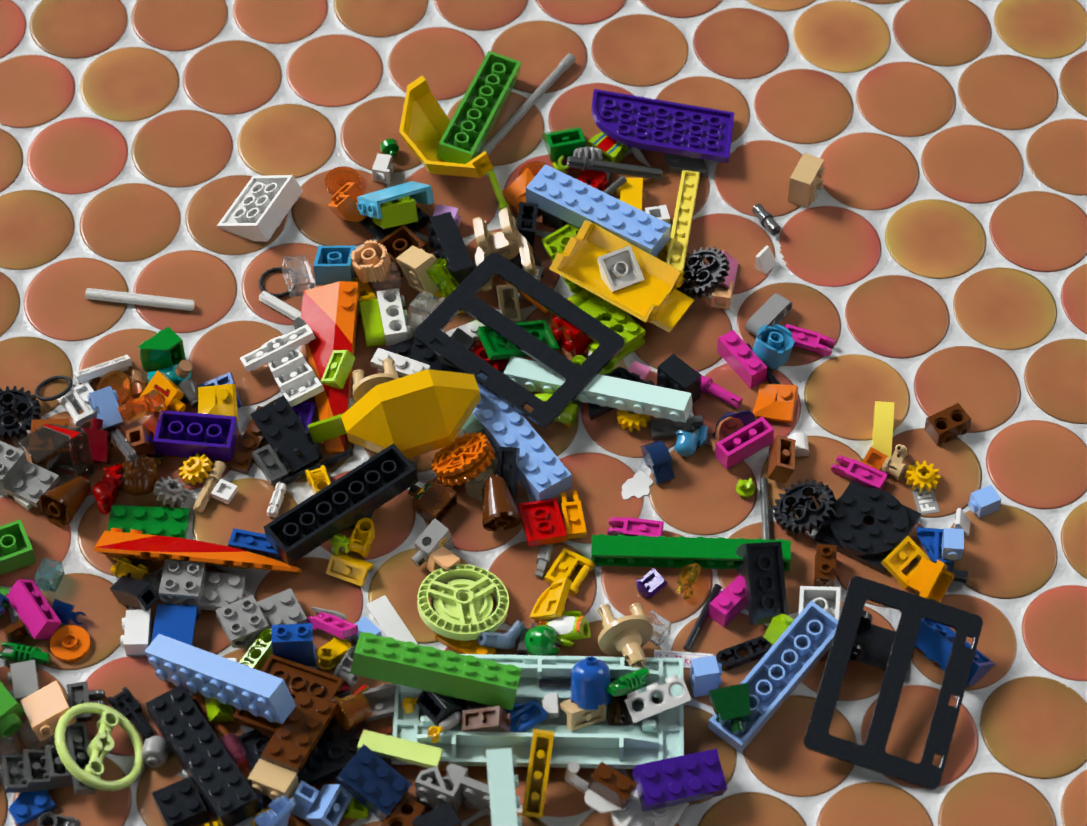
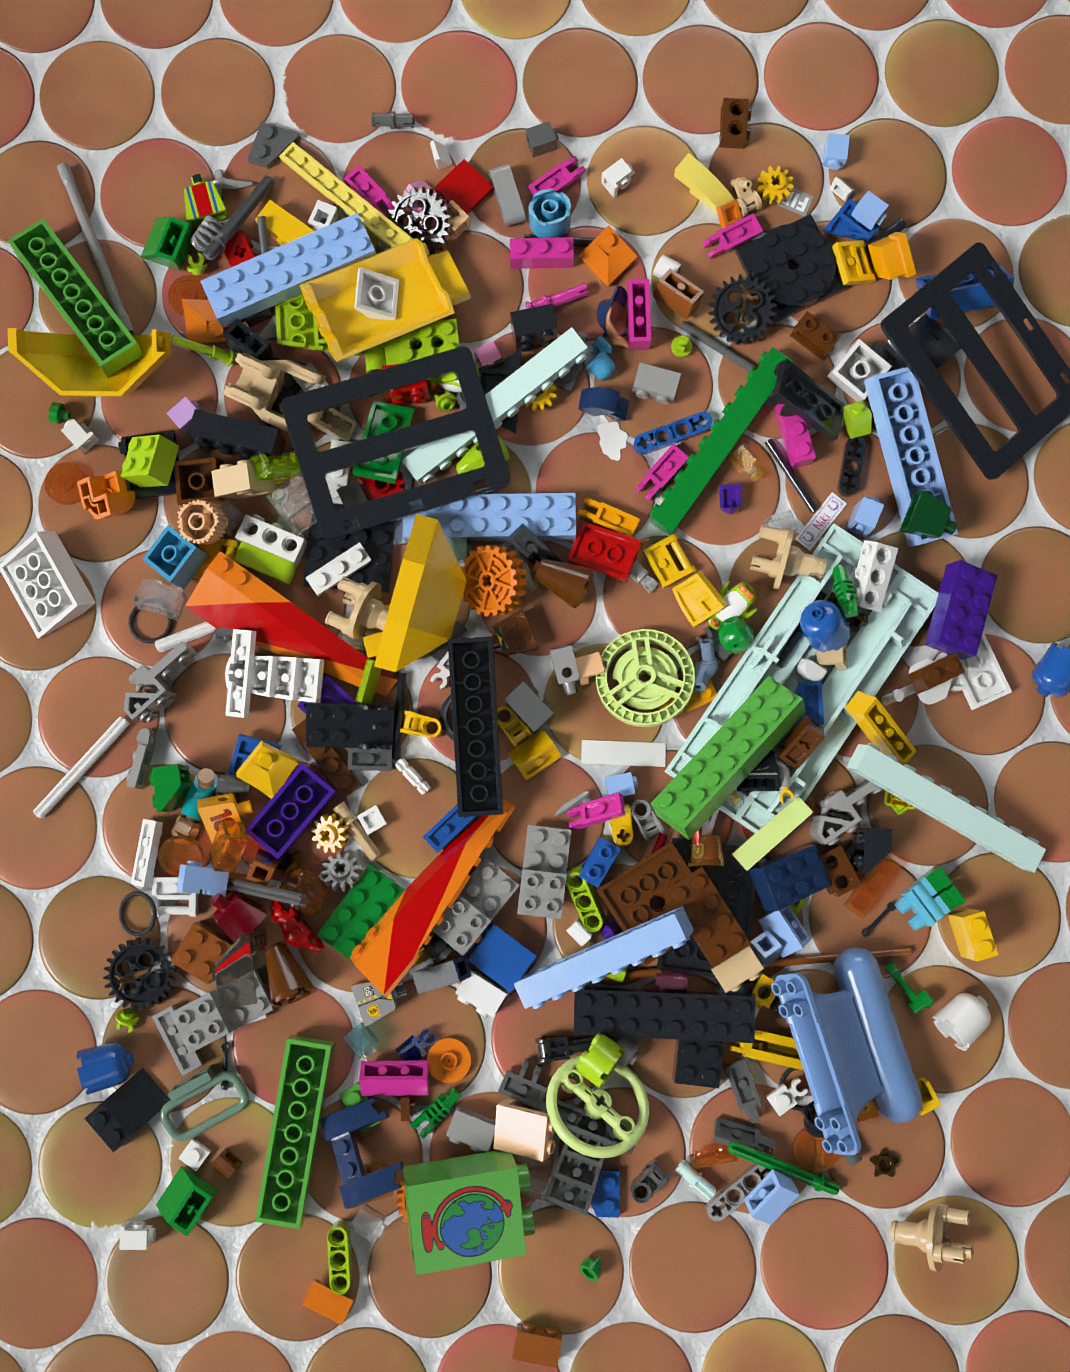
camera: 55 degrees left, 30 degrees up
(87, 568) = (372, 1003): none -> light grey torso
(136, 725) = (600, 1060): none -> lime brick
(180, 326) = (141, 758): none -> light grey hinge
(234, 302) = (144, 706): none -> light grey piece
(338, 368) = (310, 633): lime slope -> none
(339, 541) = (509, 751): lime plate -> none
(370, 203) = (132, 451): medium azure panel -> none
(382, 537) = (529, 707): none -> dark grey brick
(664, 125) = (218, 136): dark purple plate -> none
(670, 522) = (671, 430): none -> blue beam
(700, 232) = (367, 188): none -> dark pink hinge
(700, 484) = (656, 383): none -> light grey brick
(752, 288) = (464, 187): none -> red tile
(806, 180) = (379, 51): tan brick -> none
(829, 313) = (541, 138): none -> dark grey brick
(841, 374) = (617, 176): none -> white brick

